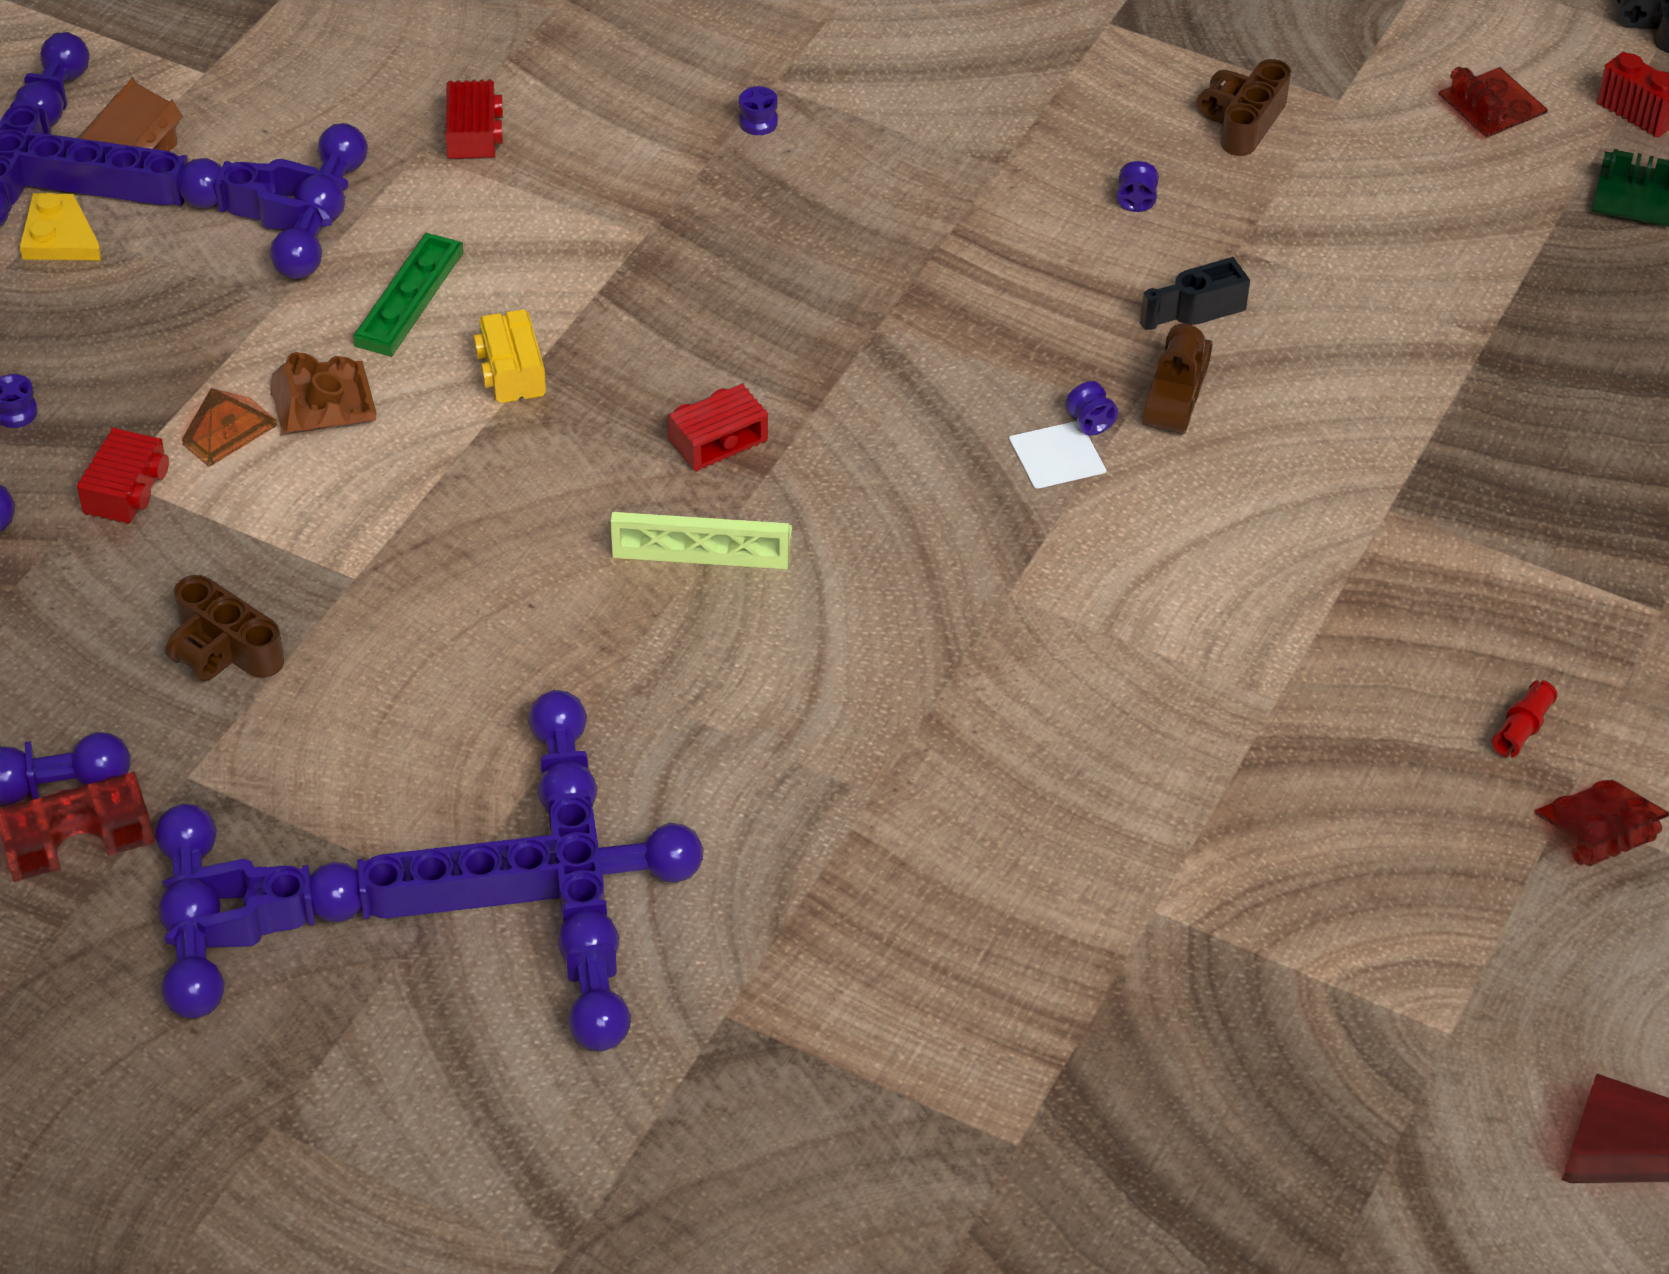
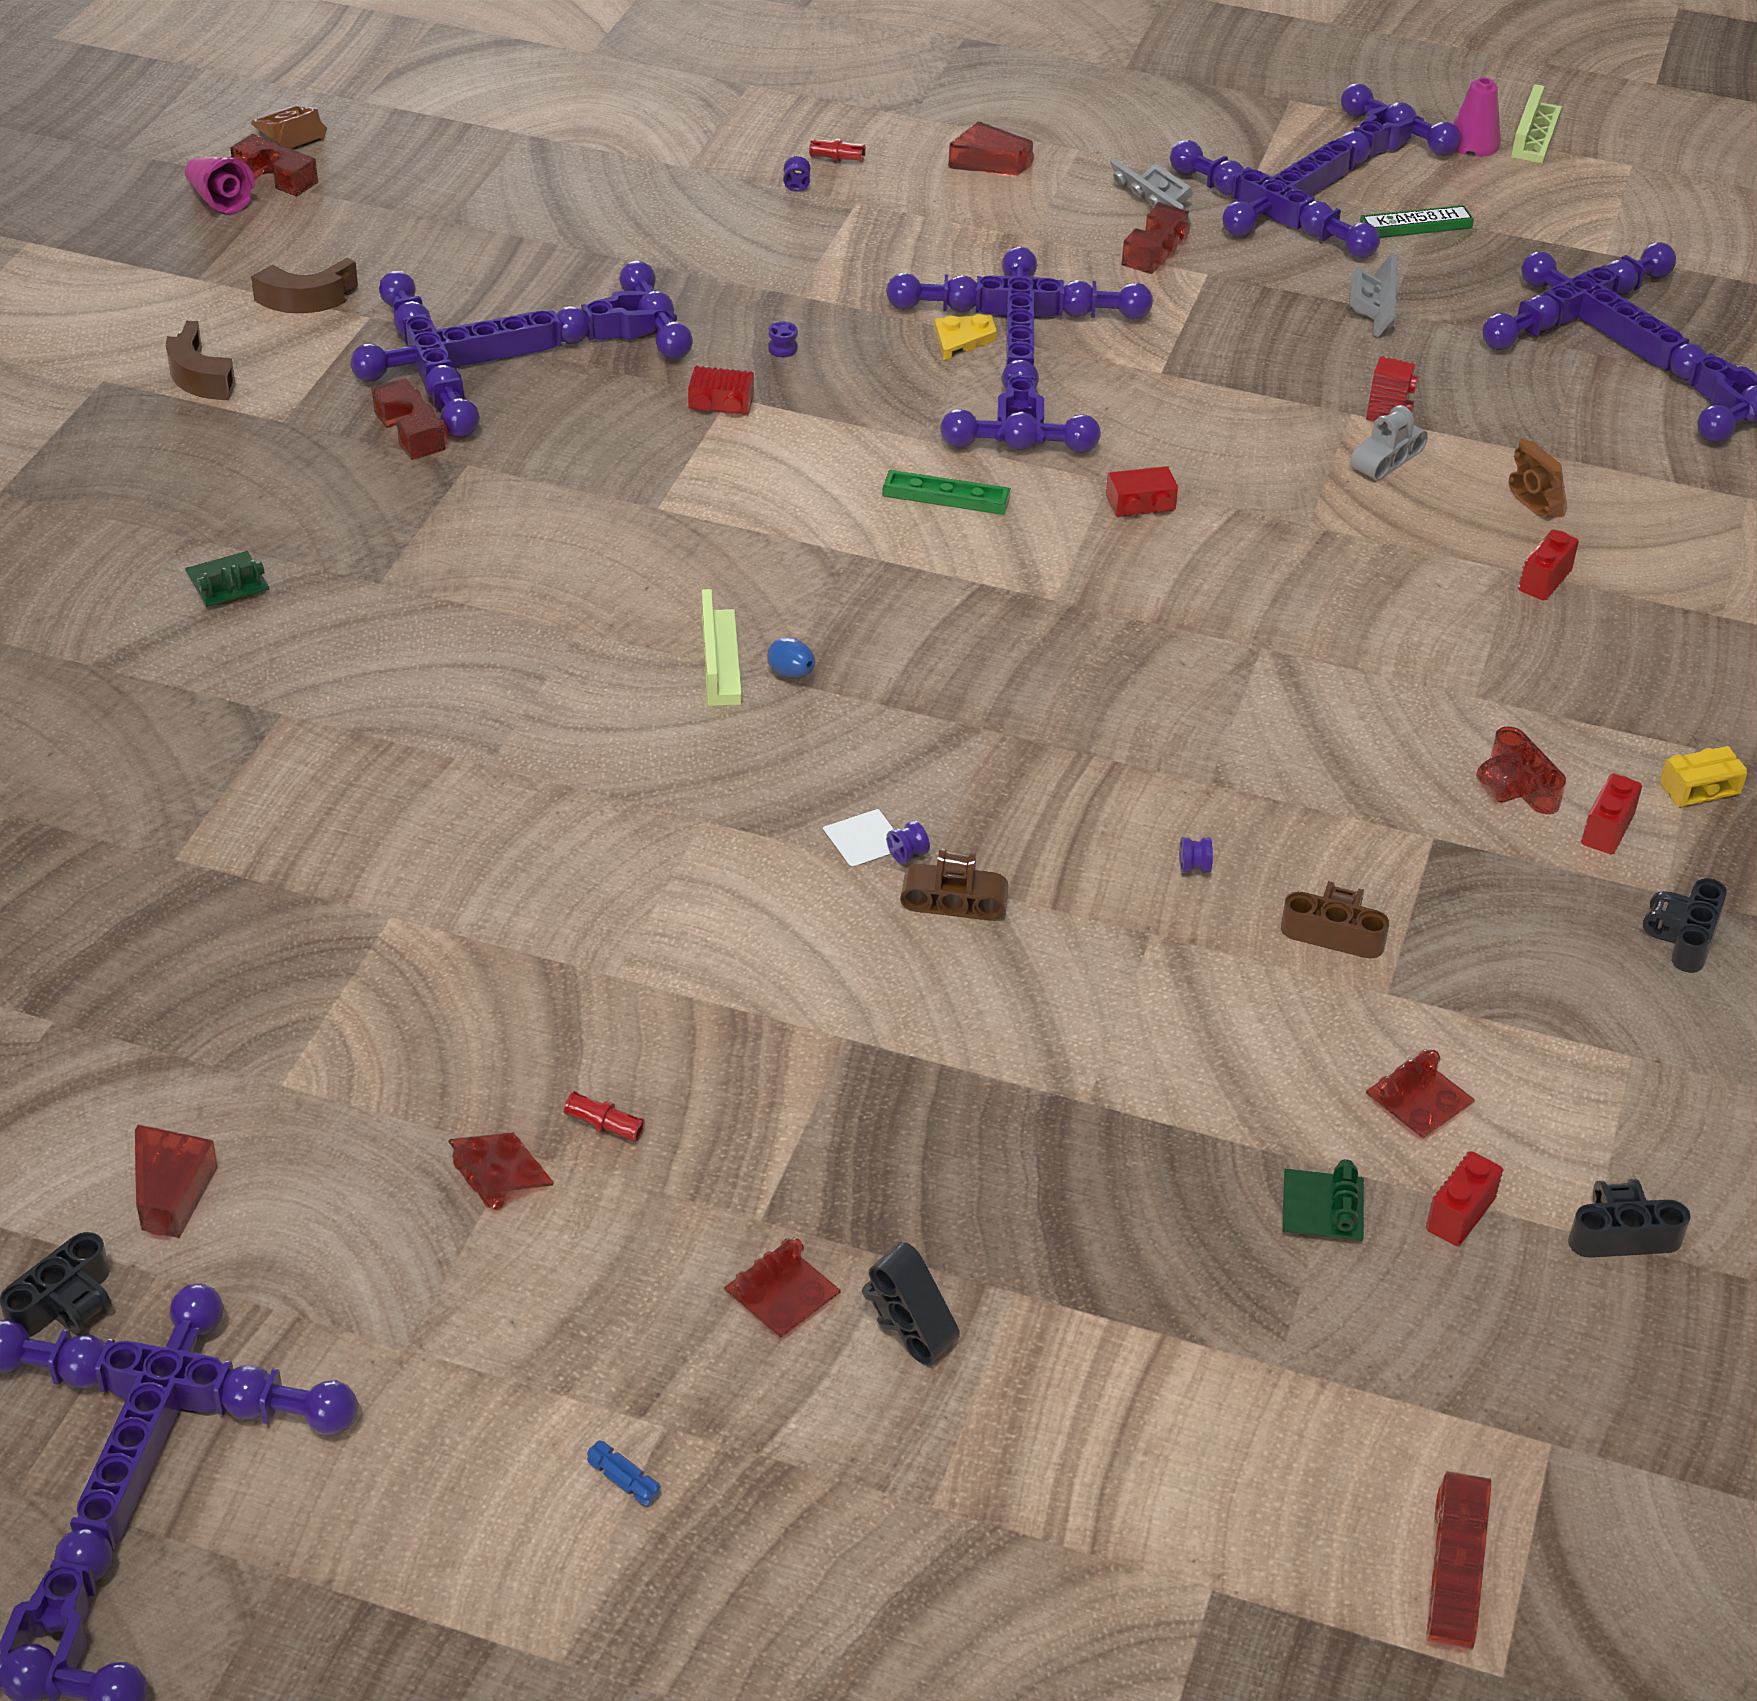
camera: 80 degrees right, 5 degrees down
(136, 119) = (1074, 345): dark orange slope -> none
(222, 632) = (584, 451): reddish brown piece -> none
(225, 425) = (787, 430): clear orange slope -> none
(321, 393) = (824, 462): dark orange slope -> none
(407, 1067) = (228, 578): none -> dark green hinge
(427, 882) = (387, 615): dark purple piece -> none
(511, 356) = (884, 540): yellow brick -> none
(718, 426) = (836, 645): red brick -> none
(739, 466) = (790, 657): none -> blue animal
(758, 110) = (1214, 635): dark purple wheel -> none
(1198, 295) = (1067, 899): black piece -> none

